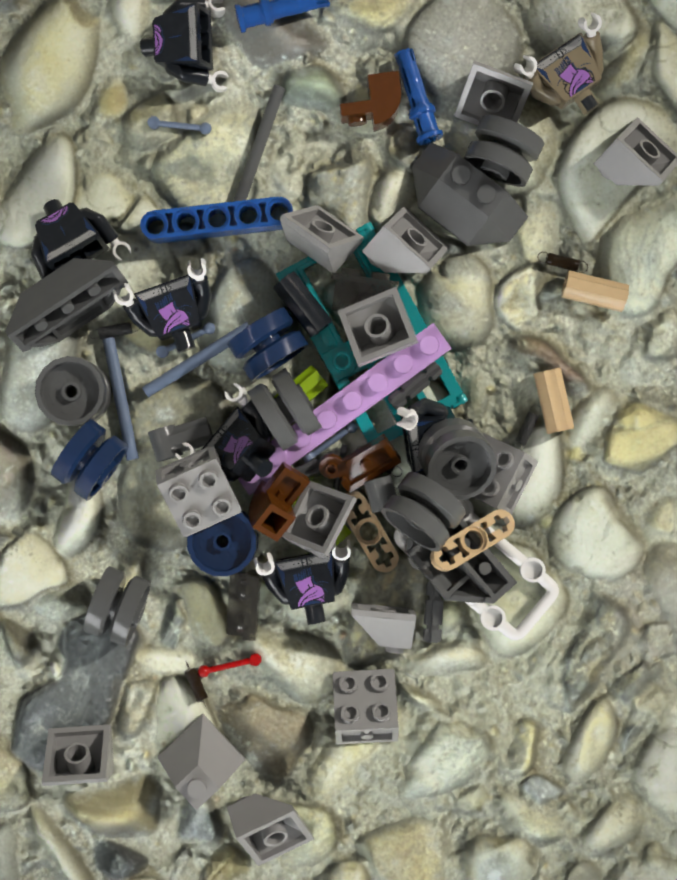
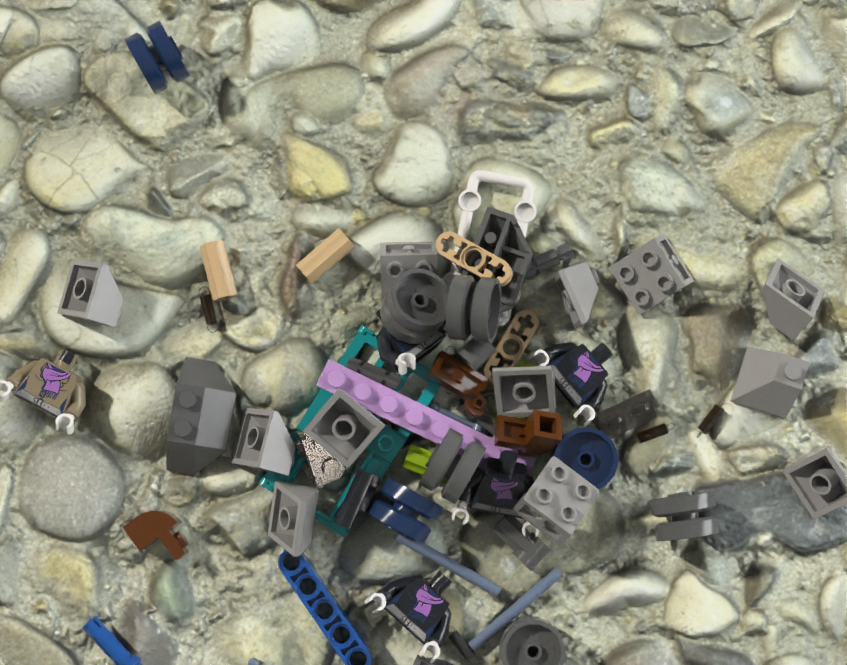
camera: 120 degrees left, 5 degrees down
(89, 459) = (579, 607): dark blue wheel -> none
(163, 351) = (417, 568): sand blue hinge -> none
(213, 621) = (653, 432): none -> dark brown piece
(255, 659) = (664, 382): red hinge -> none
(259, 143) = (243, 610): dark grey bar -> none
(421, 109) = (144, 491): blue pin -> none
(492, 93) = (105, 437): light grey slope -> none
(504, 150) = (143, 404): dark grey wheel -> none
(526, 428) = (358, 266): dark grey piece -> none

